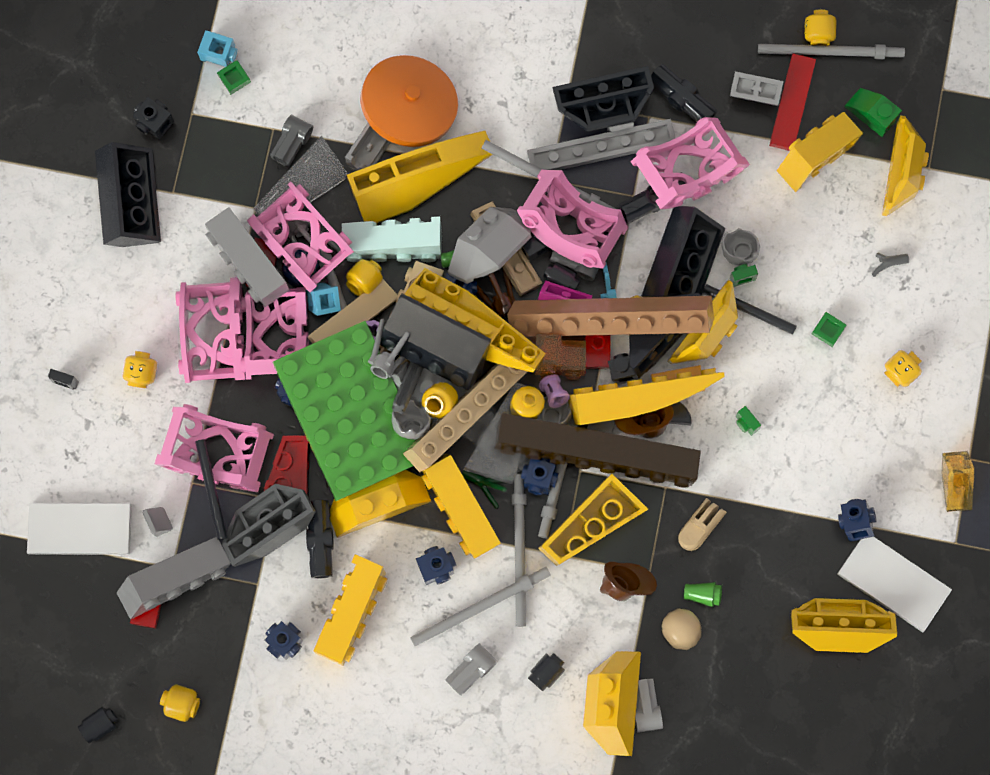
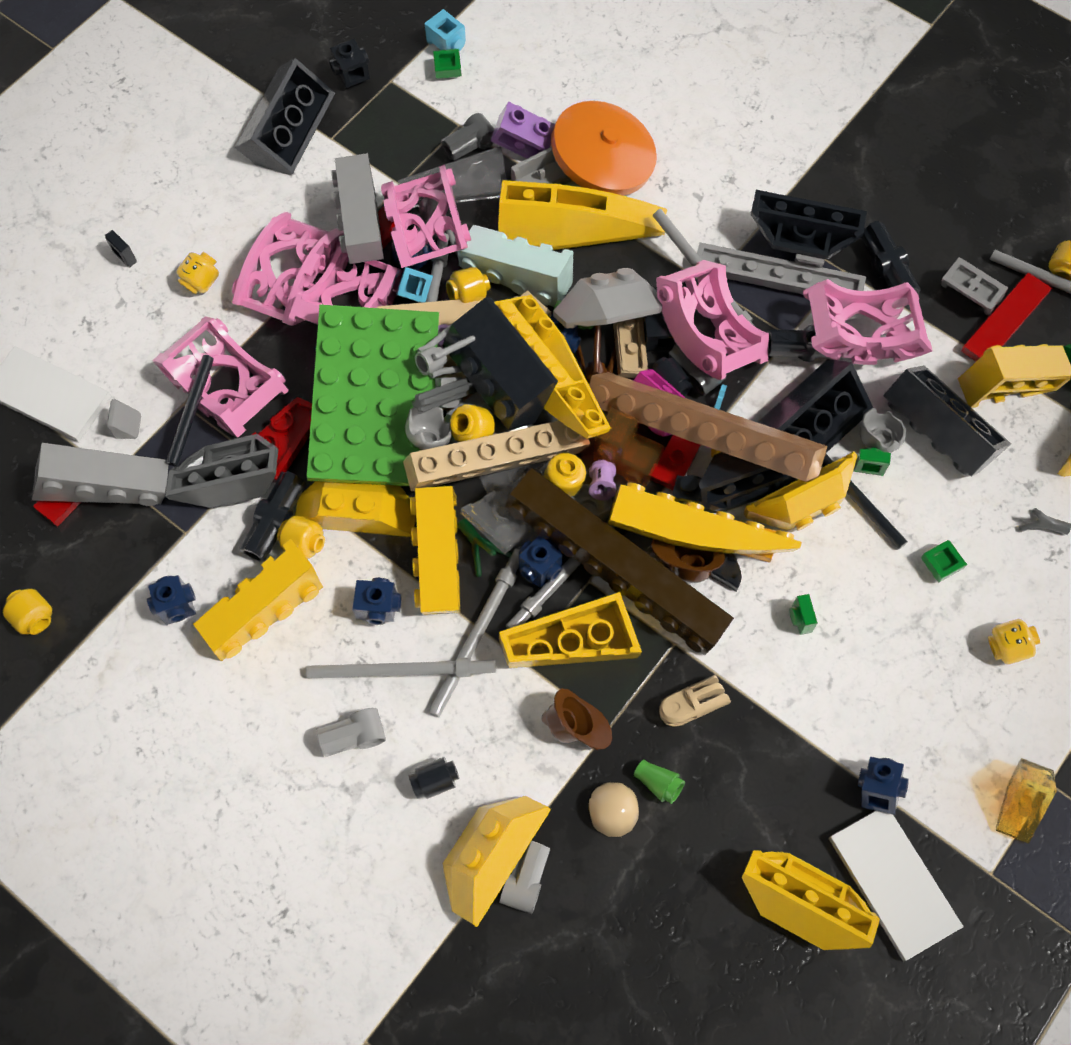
camera: 25 degrees right, 10 degrees down
(336, 117) = (522, 131): none -> medium lavender brick
(350, 542) = (304, 533): none -> yellow head
(783, 213) = (945, 420): none -> black slope

